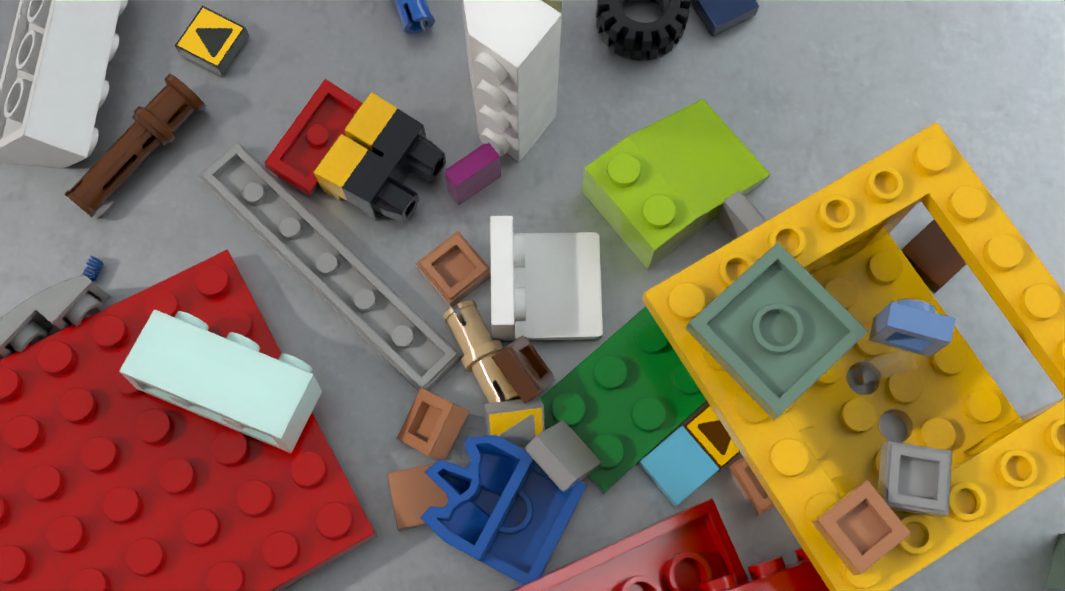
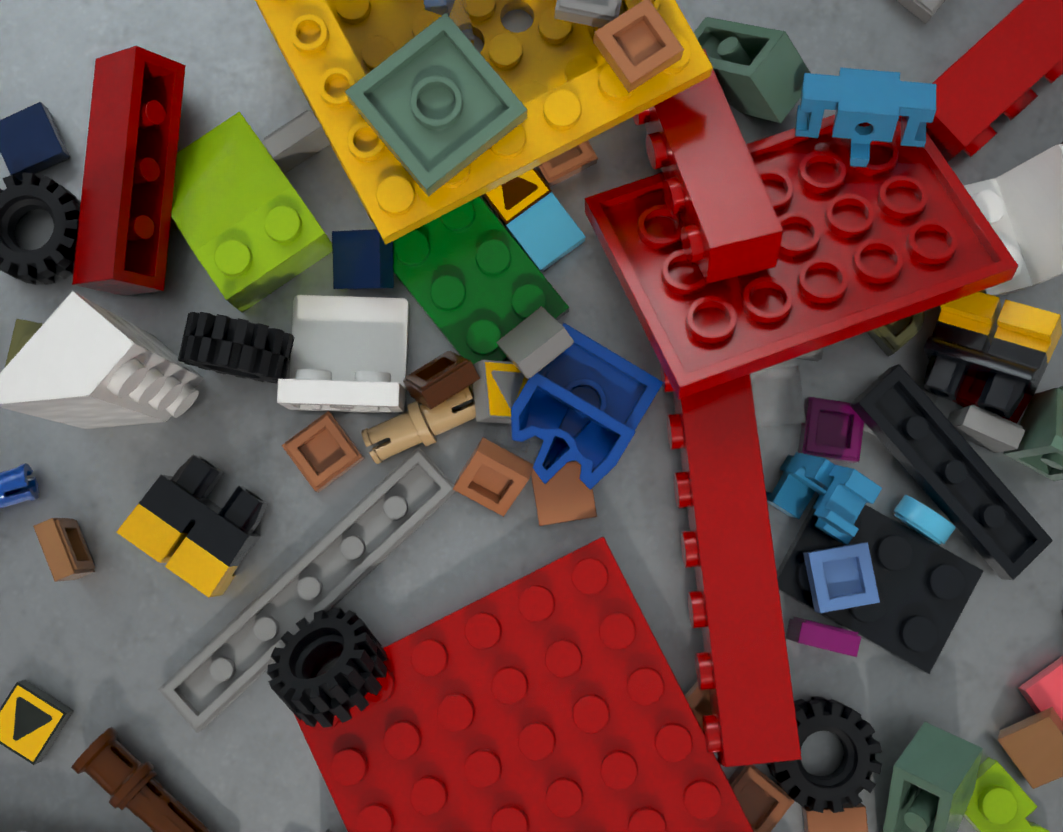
camera: 90 degrees left, 10 degrees up
(223, 378) = (438, 692): light aqua brick -> none
(237, 297) = (343, 684): none -> black tyre
(312, 136) = (161, 598): red plate -> none
(359, 55) = (64, 549): none -> medium nougat tile
(473, 173) = (217, 425): magenta tile -> none
(541, 181) = (236, 347): none -> black tyre
(627, 287) = (361, 260): none -> dark blue tile
(700, 81) = (129, 173): none -> red brick

